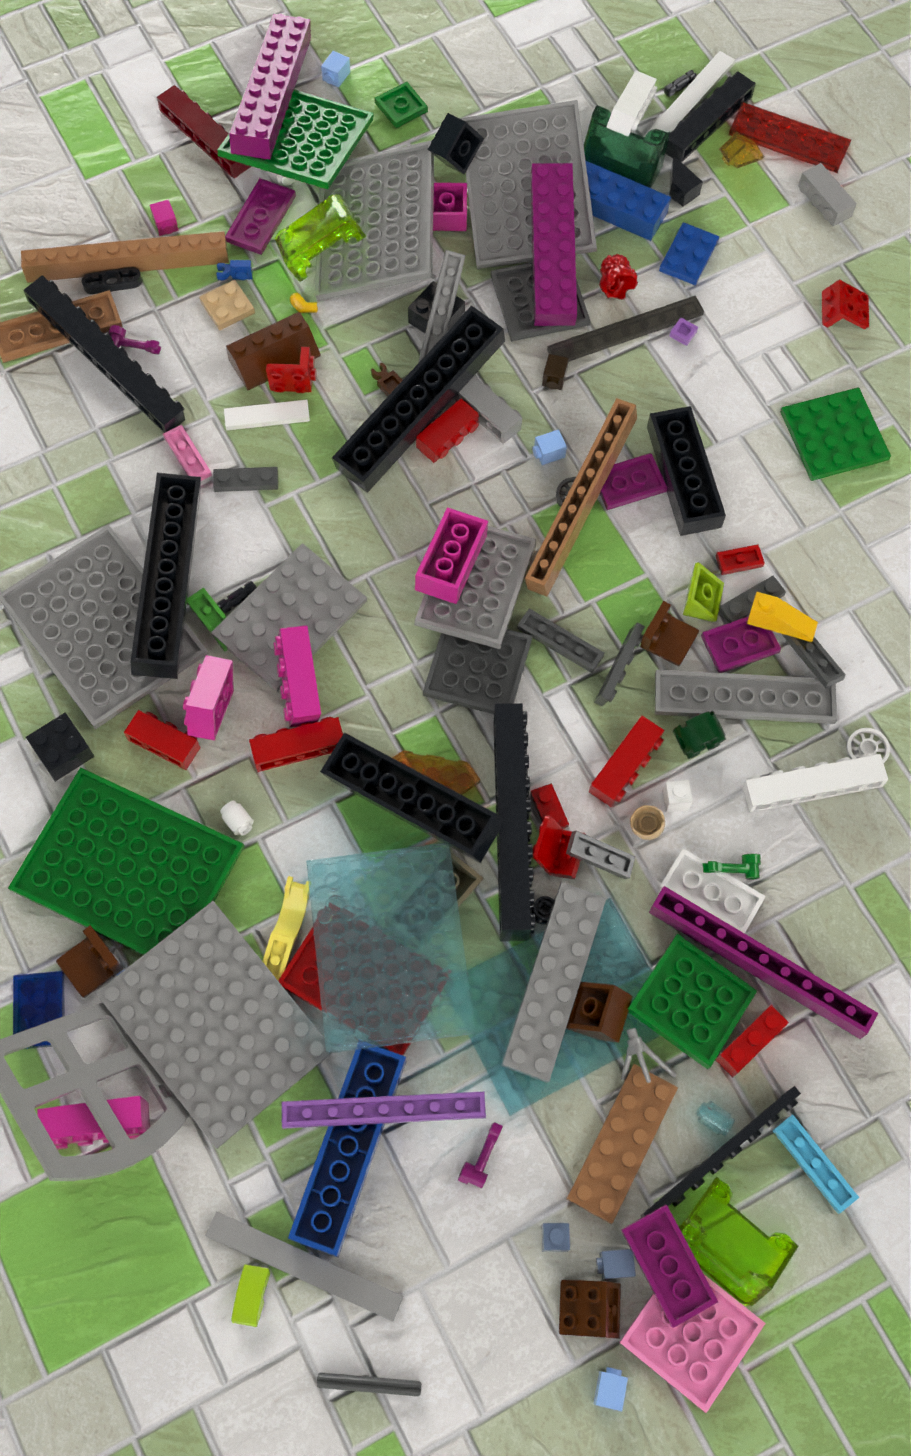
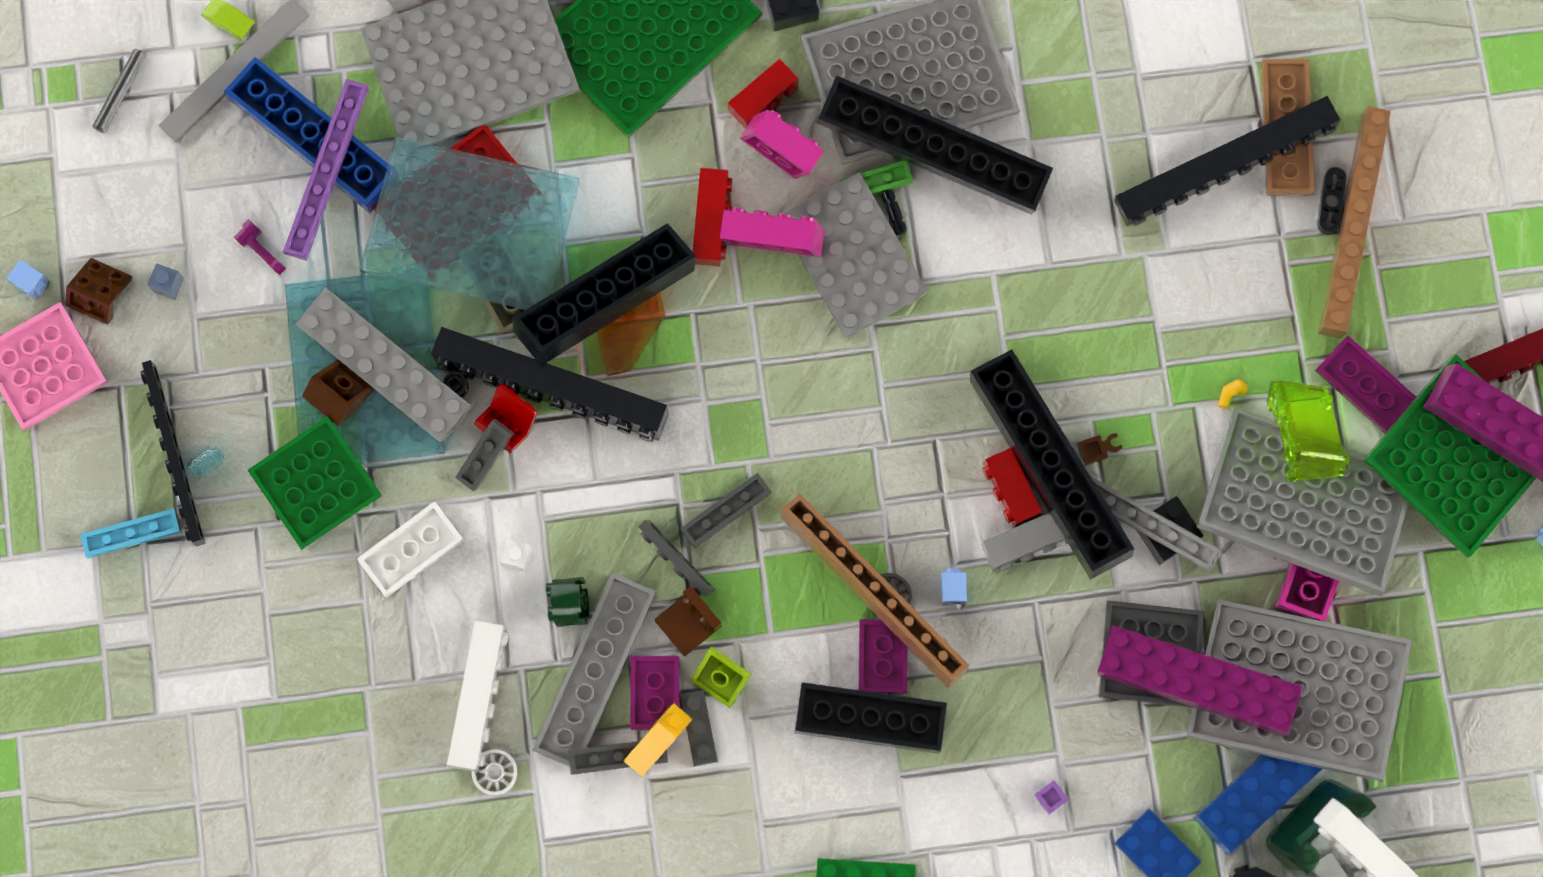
camera: 110 degrees right, 10 degrees up
(118, 335) = (1249, 184): magenta brick -> none
(164, 217) = (1396, 278): dark pink brick -> none
(186, 453) = (1081, 214): bright pink tile -> none
(227, 304) = (1259, 312): tan plate -> none
(236, 818) = (656, 137): white brick -> none
(237, 269) = (1296, 337): blue plate -> none
(245, 479) = (1029, 263): dark grey plate -> none
(266, 415) = (1101, 309): white tile -> none
(271, 345) = (1176, 339): reddish brown slope -> none
(287, 927) = (530, 146): light yellow piece -> none
(292, 376) = (1133, 361): red bracket -> none
(401, 104) = (1480, 598): green plate -> none
(451, 555) = (848, 426): dark pink brick -> none
(456, 143) = (1367, 616): black brick -> none
(477, 673) = (729, 418): dark grey plate -> none
(488, 594) = (819, 448): light grey plate -> none
(548, 804) = (555, 431): red plate -> none
(555, 372) = (1045, 630): dark brown brick -> none
(616, 1264) = (122, 324): sand blue brick -> none
(617, 276) = (1147, 748): red hair -> none
(622, 1144) = (221, 374): medium nougat plate -> none
(626, 762) = (571, 522): red brick -> none
(627, 329) = (1077, 735): clear smoke tile -> none
(637, 1046) = (292, 413): light grey plant -> none
(647, 822) = (500, 515): tan hair -> none
(669, 1266) = (98, 362): magenta plate -> none
(733, 1247) = (96, 430): clear neon green windscreen -> none
(740, 559) = (748, 734): red plate -> none
(749, 866) = (420, 596): green brick -> none
(751, 1041) = (257, 523): red brick -> none
(764, 963) = (323, 563): magenta brick -> none

